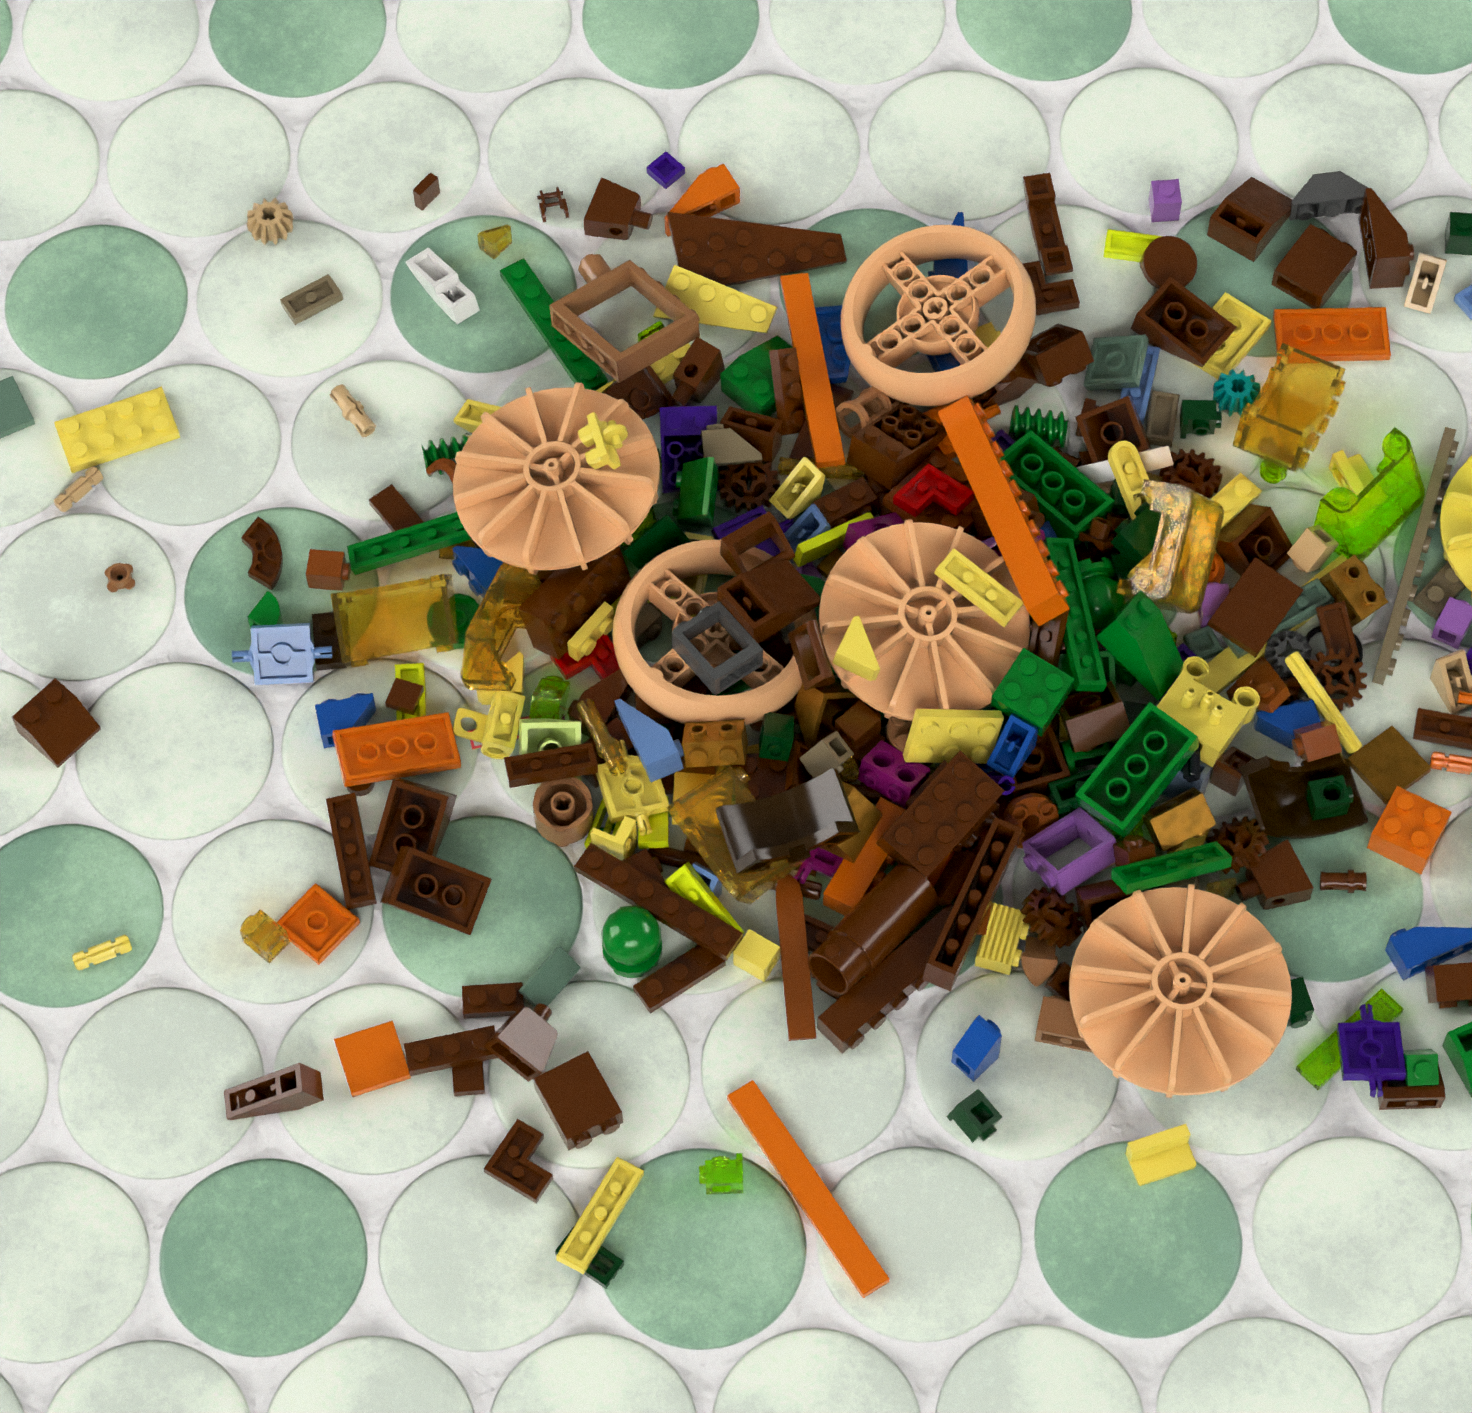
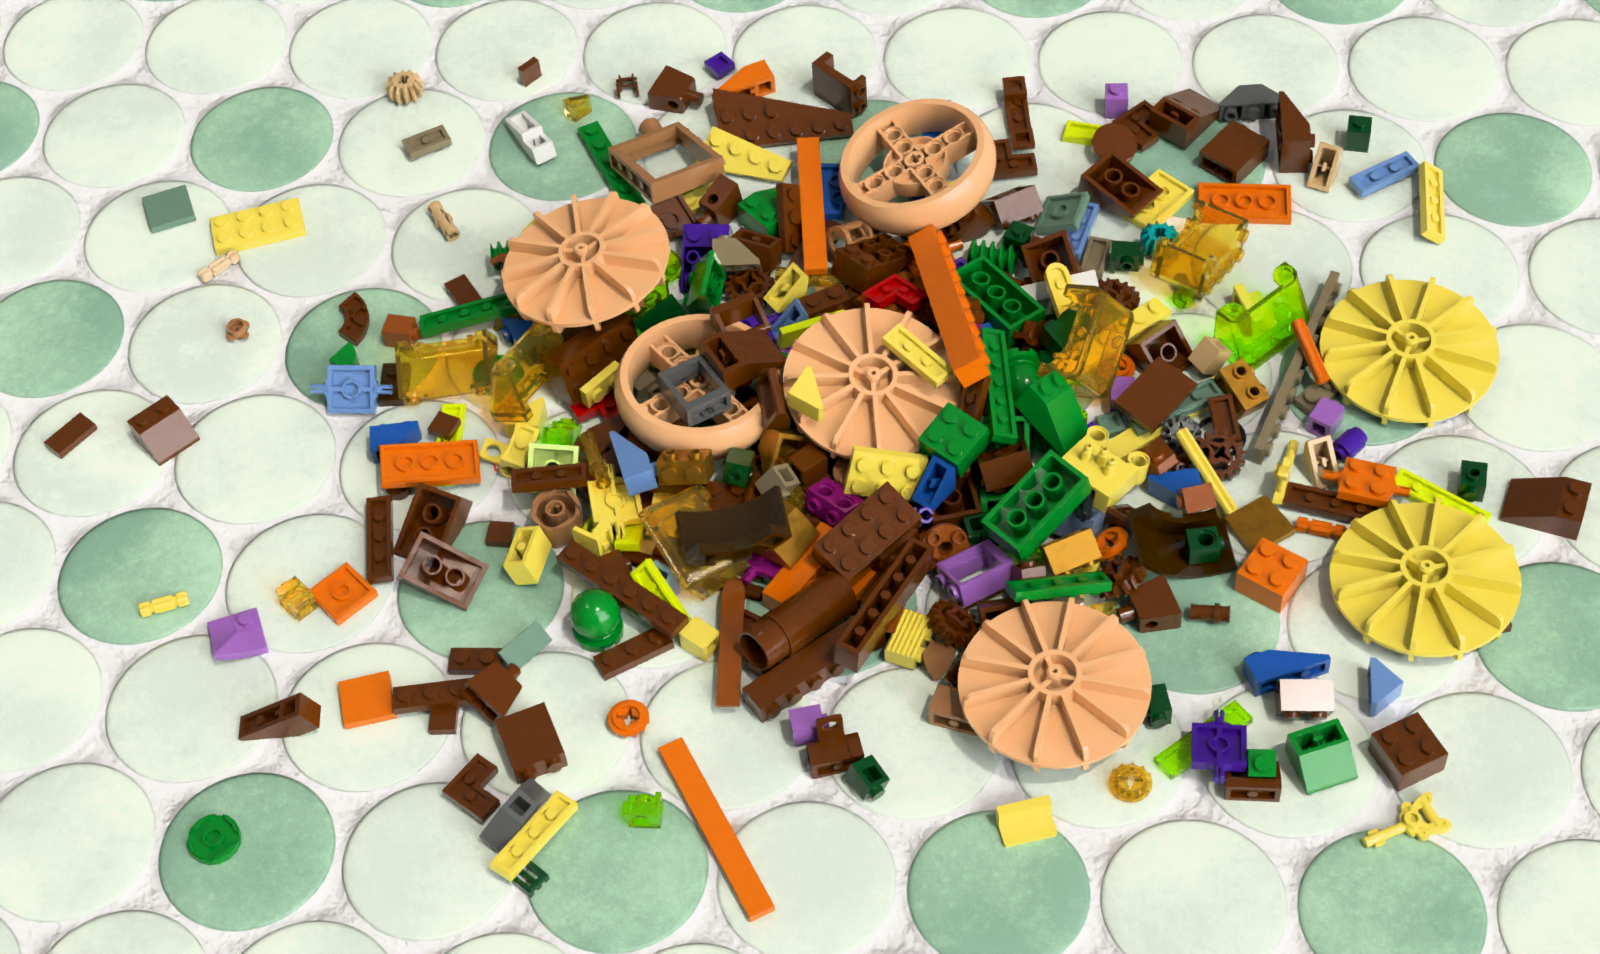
camera: 10 degrees right, 10 degrees down
(201, 988) = (238, 636): none -> medium lavender plate
(222, 1246) = (214, 839): none -> green tile
(495, 833) = (500, 534): none -> reddish brown tile
(536, 862) = (527, 555): none -> light yellow brick
(574, 1191) = (514, 814): none -> dark grey slope
(606, 438) = (622, 229): light yellow hips -> none
(677, 1050) = (622, 711): none -> orange gear
(820, 202) = (838, 89): none -> reddish brown panel
(899, 1055) = (804, 723): none -> medium lavender brick
(932, 1084) = (834, 748): none -> reddish brown piece
(977, 1048) = (876, 722): blue slope -> none
(1068, 399) = (1017, 235): none -> dark green brick
(1192, 227) = (1138, 121): none -> reddish brown plate
(1230, 794) = (1114, 535): none -> orange gear
(1262, 1105) = (1120, 787): none -> clear yellow gear
(1412, 695) = (1283, 471): none -> light yellow piece
(1431, 539) = (1310, 351): none -> orange axle

